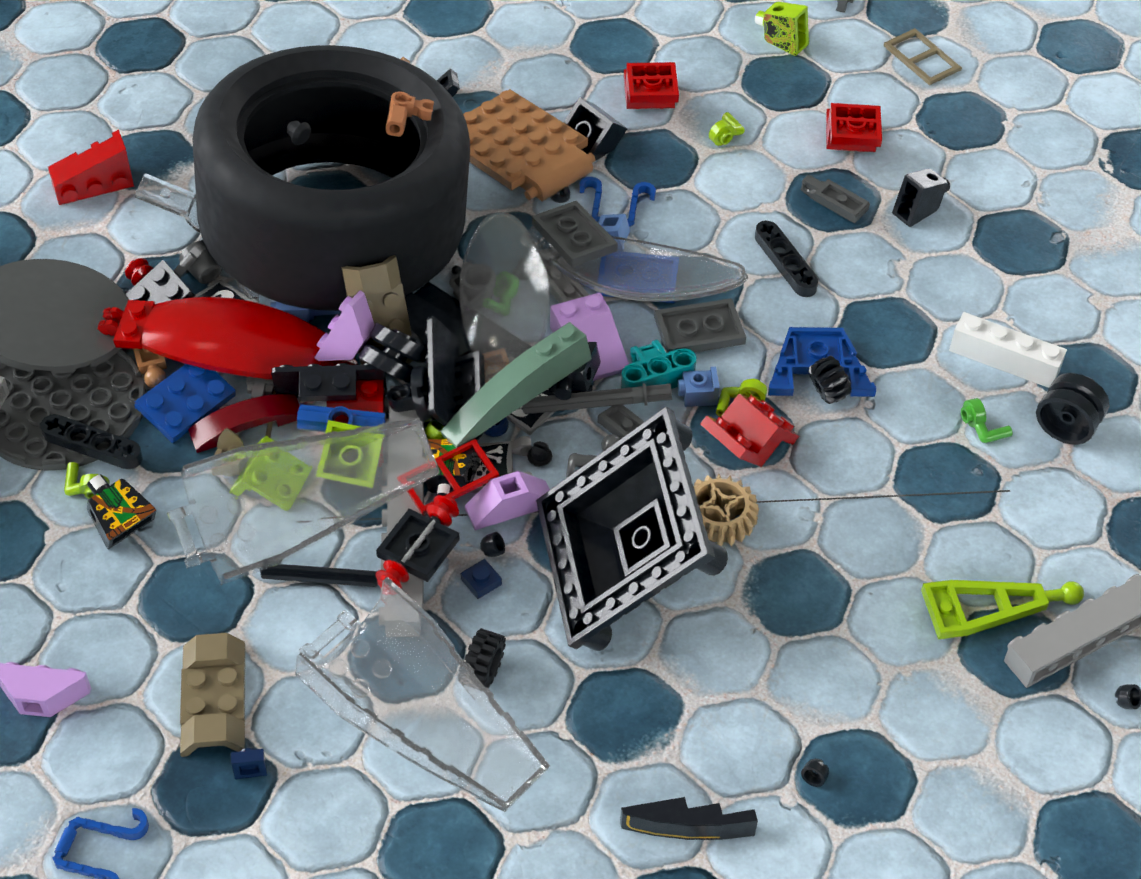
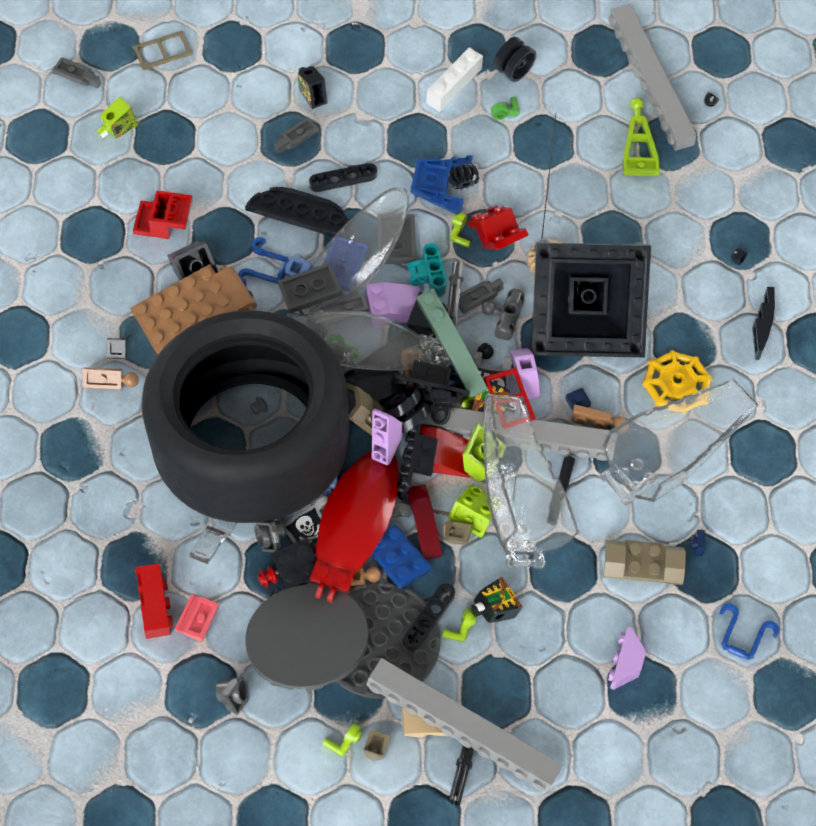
camera: 80 degrees left, 10 degrees up
(78, 218) = (197, 617): none -> coral plate
(316, 417) = (453, 453): blue piece -> none
(404, 106) = (239, 340): nougat bar -> none
(419, 542) = (564, 422): black plate -> none
(447, 604) = (595, 417): none -> medium nougat plate
(485, 655) = (645, 399): black tyre -> none
(492, 545) = (556, 389): black hinge -> none
(563, 707) = (671, 371): none -> yellow plate
(699, 388) = (450, 248): medium blue brick -> none
(714, 214) = (299, 209): none -> black plate
(724, 130) = (216, 184): lime plate -> none
(853, 127) = (239, 105): red bracket -> none

